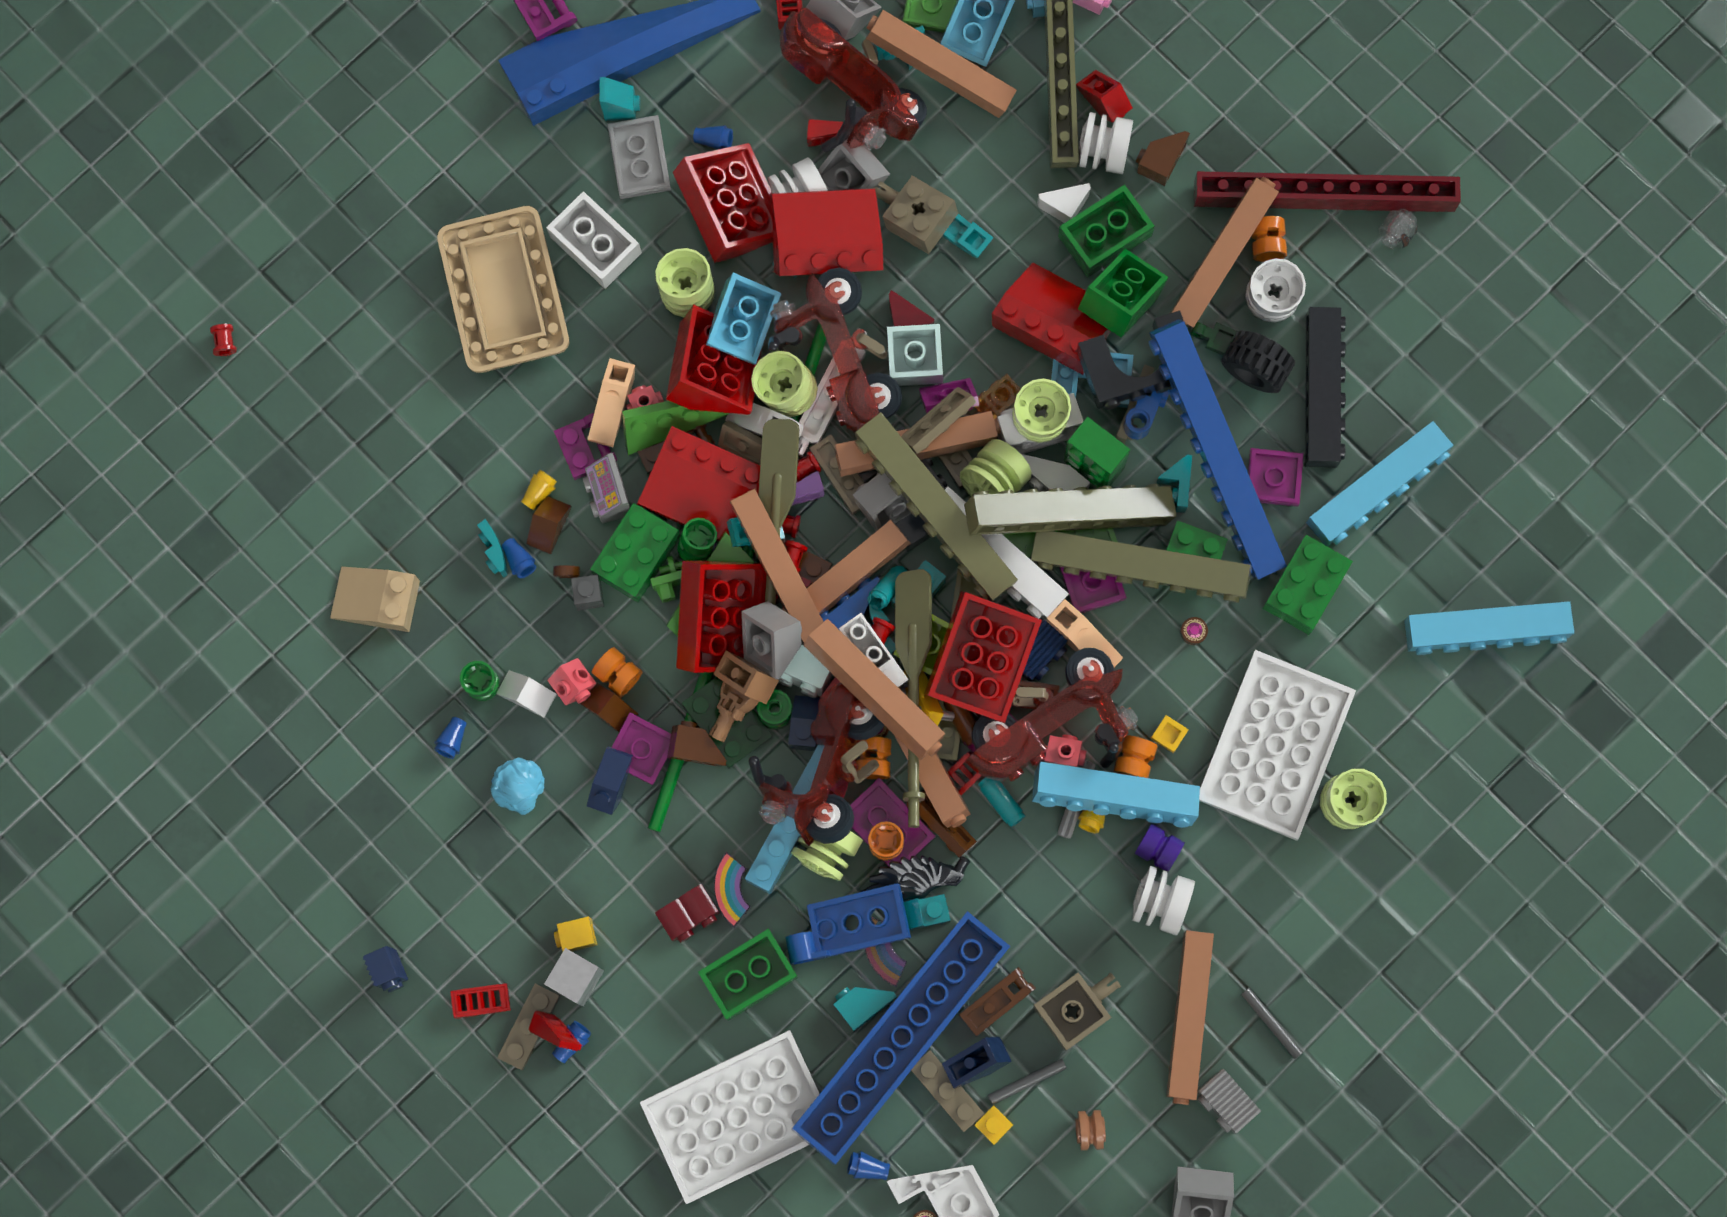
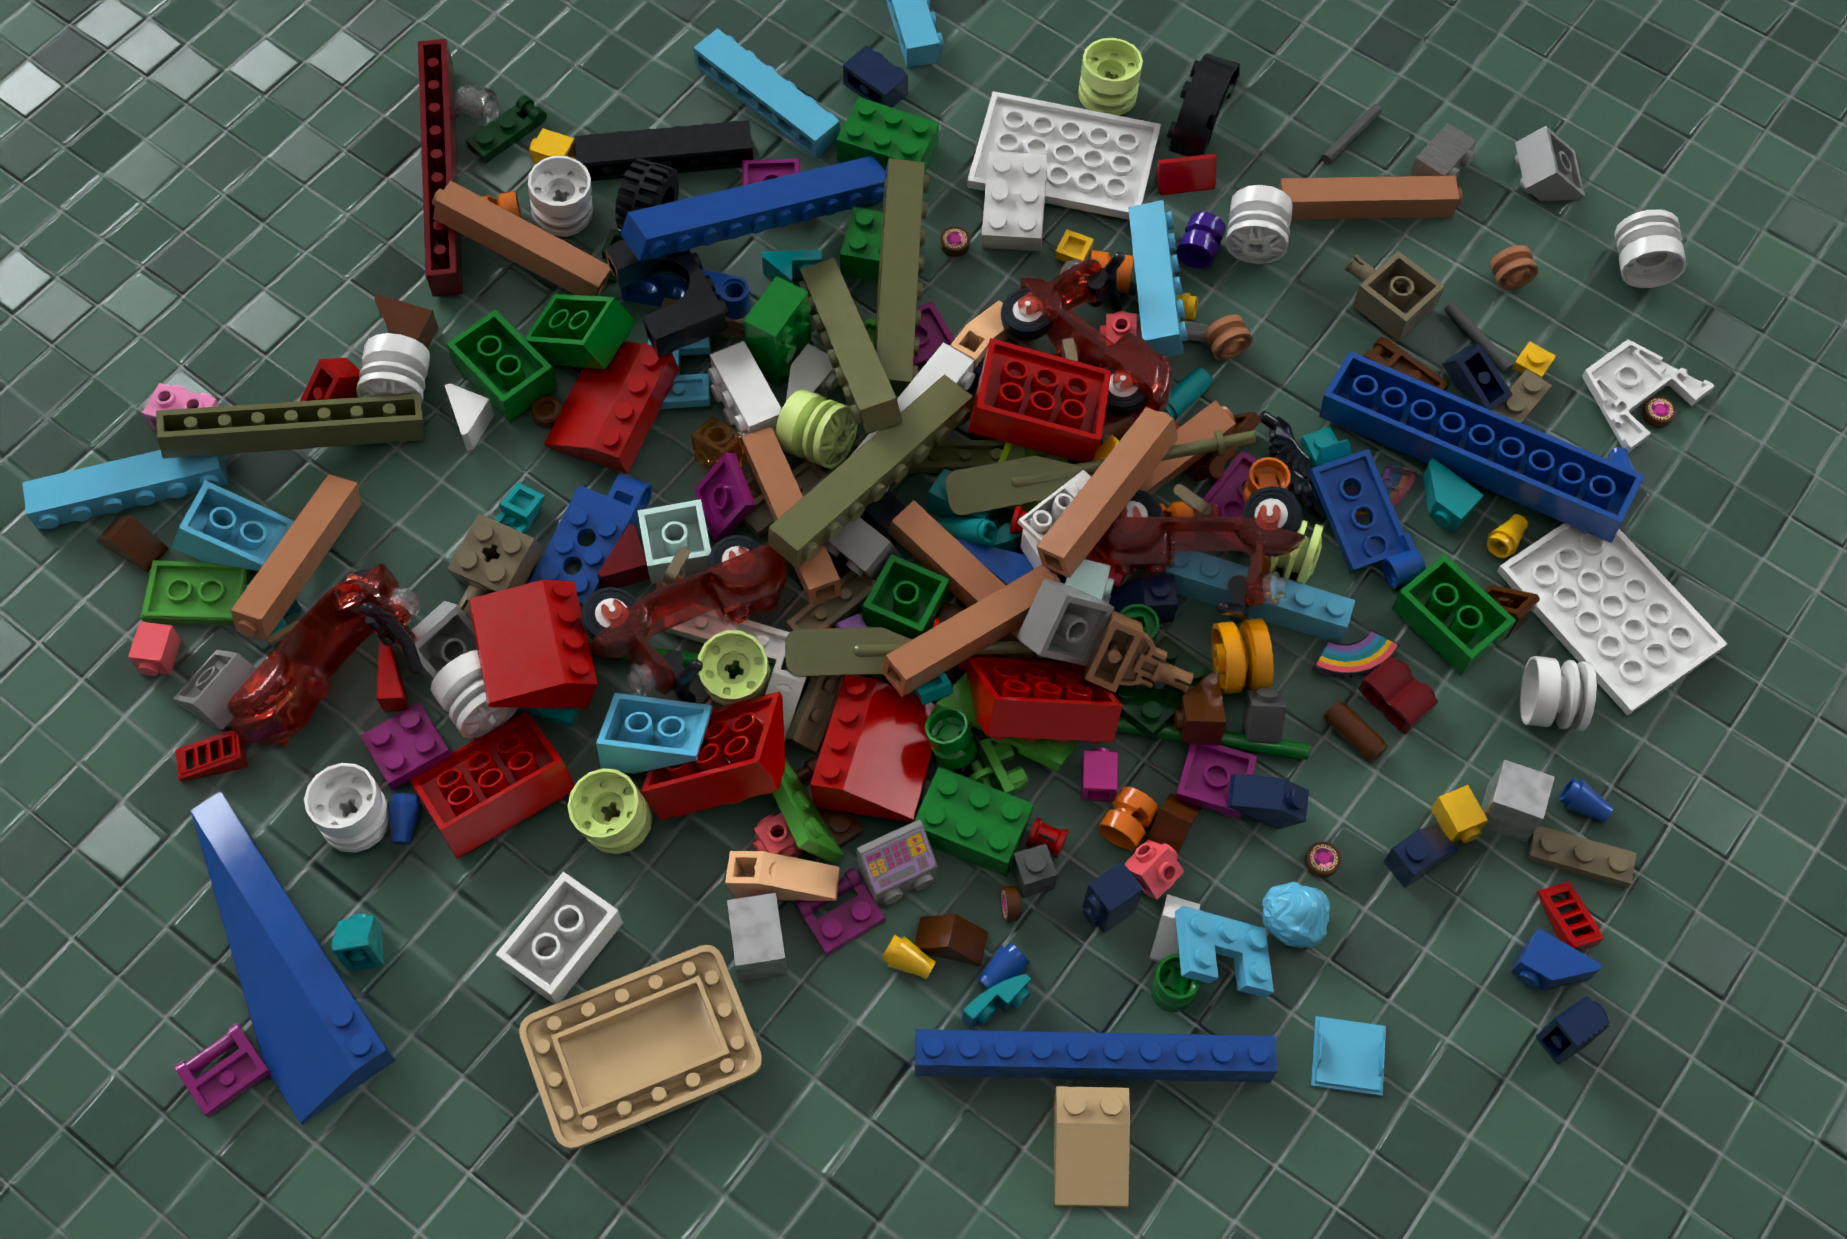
camera: 105 degrees left, 15 degrees down
(408, 803) = (1348, 1056): none -> medium azure piece
(437, 611) = (1095, 1055): none -> blue brick
(443, 973) = (1552, 963): none -> blue slope
(450, 740) = (1255, 1010): blue cone -> none
(507, 701) = (1207, 934): none -> medium azure plate
(550, 643) = (1112, 897): none -> dark blue brick
(551, 897) = (1419, 854): none -> dark blue slope
(553, 1030) = (1586, 814): red slope -> none
(562, 819) = (1322, 859): none -> tile
(570, 380) = (757, 937): none -> flat silver piece
(614, 608) = (1041, 828): none -> red bush
(639, 157) = (434, 910): light grey tile -> none
(658, 657) = (1099, 775): none -> dark pink brick
(659, 1039) = (1558, 693): none -> white wheel
(663, 871) = (1355, 731): none -> reddish brown piece
(683, 795) = (1264, 715): none -> dark grey brick
(721, 82) = (347, 807): none -> white wheel
(735, 787) = (1242, 655): none -> light orange wheel
(752, 1023) = (1515, 602): none -> reddish brown slope
(774, 141) = (405, 746): none -> magenta plate
(819, 1047) = (1506, 538): none -> yellow cone
(831, 528) = (905, 598): none -> green brick
(938, 419) = (762, 477): dark tan plate -> none
(947, 304) = (594, 514): none -> blue hinge
(1041, 395) = (742, 366): yellowish green wheel -> none
(1050, 849) = (1228, 337): none -> nougat wheel
(1064, 266) = (546, 411): none -> reddish brown tile
(1218, 684) = (1014, 201): none -> white brick
(1238, 853) = (1186, 174): none -> red slope
(1319, 884) = (1203, 98): none -> black brick
(1333, 289) = (551, 144): none -> yellow brick
(1369, 253) = (506, 129): none -> dark green plate
(1385, 585) = (875, 78): none -> dark blue brick

